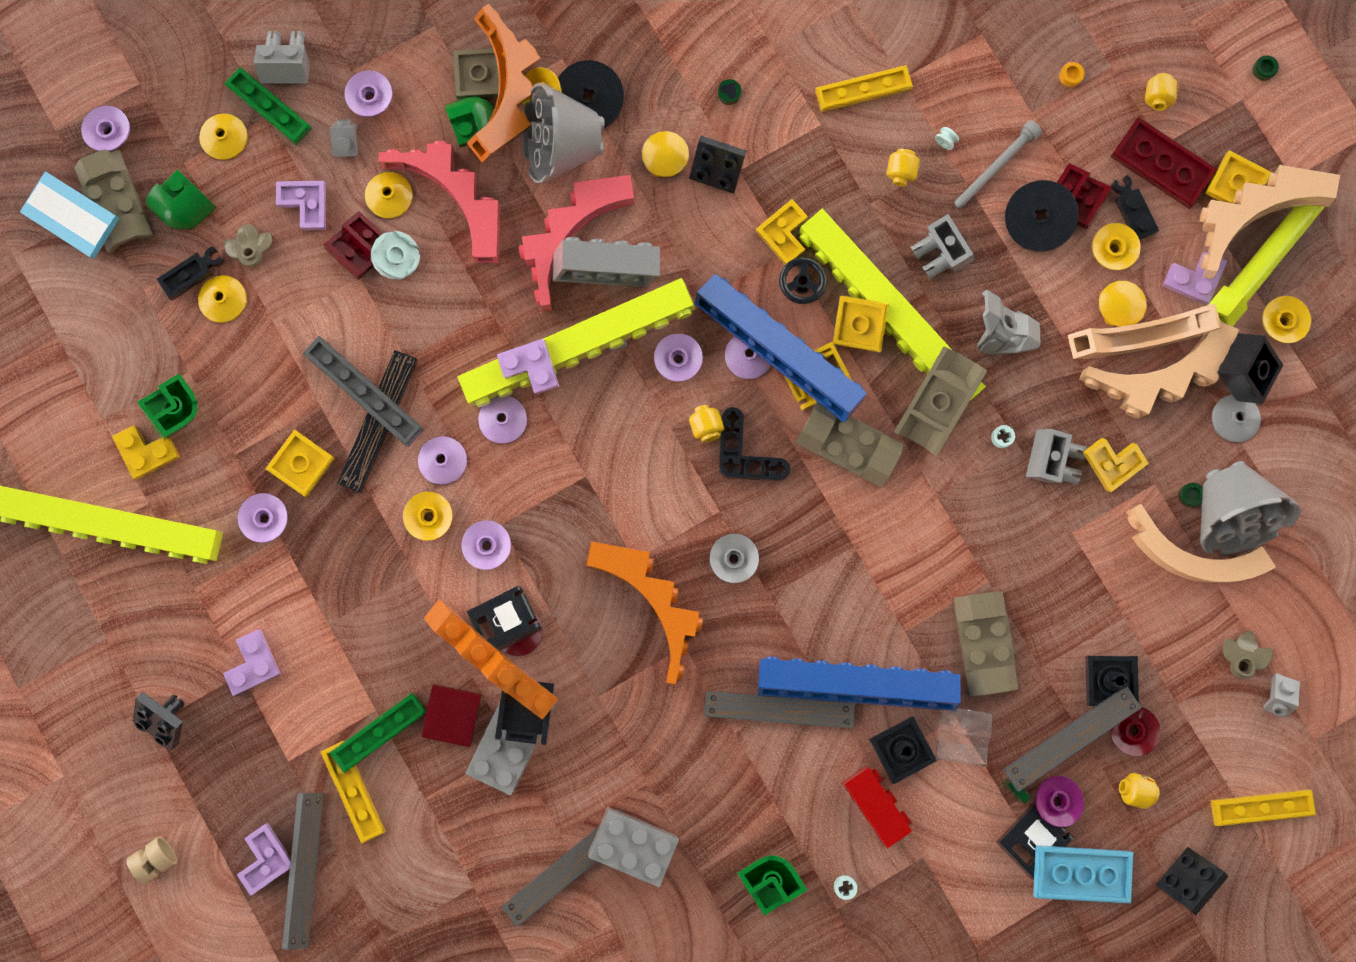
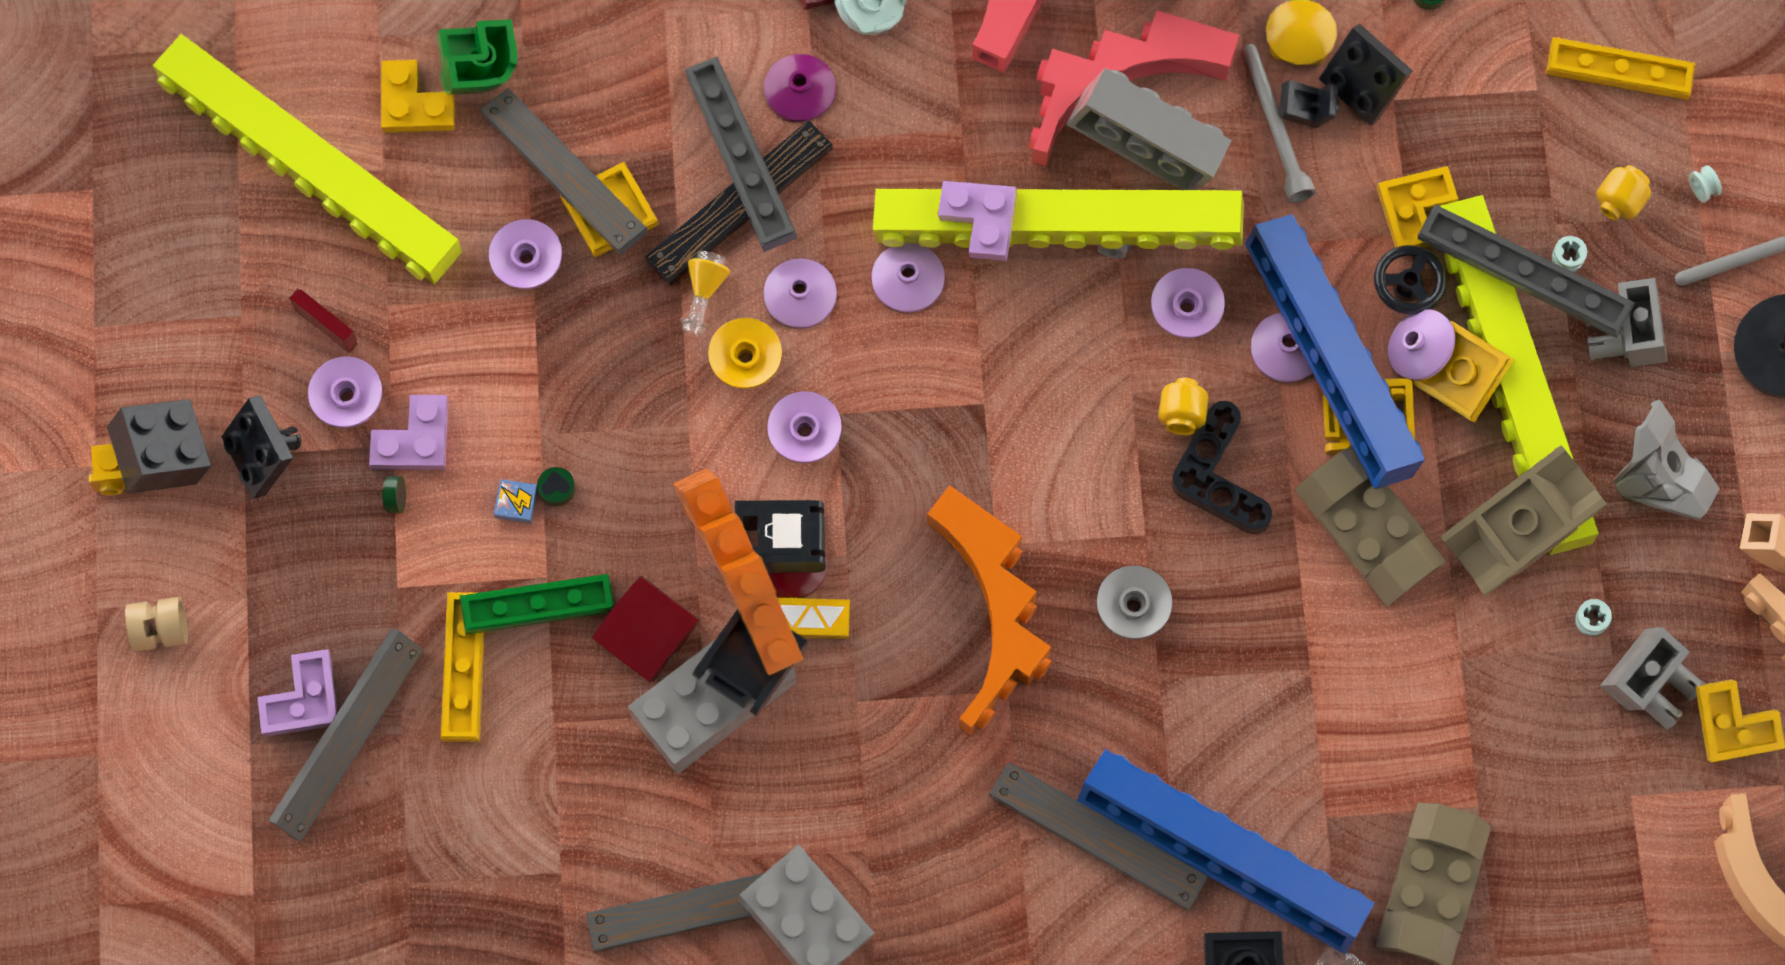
camera: 30 degrees right, 10 degrees down
(74, 774) = (105, 471): none -> yellow bracket
(95, 750) = (158, 446): none -> brick
(159, 619) = (323, 320): none -> dark red tile
(183, 655) = (340, 376): none -> lavender dish
(257, 707) = (394, 494): none -> dark green tile
(260, 454) = (564, 171): none -> dark grey tile
(333, 674) = (515, 501): none -> tile
(353, 652) = (556, 486): none -> dark green tile
(380, 478) = (706, 275): none -> piece
(387, 338) = (802, 102): none -> magenta dish
(547, 659) = (817, 617): none -> yellow tile
(691, 198) = (1308, 104): none -> black bracket
(707, 250) = (1298, 185): none -> light grey piece
(837, 318) = (1430, 351): none -> lavender dish
(870, 244) = (1526, 271): none -> dark grey tile
(880, 221) = (1574, 243): none -> light aqua bush

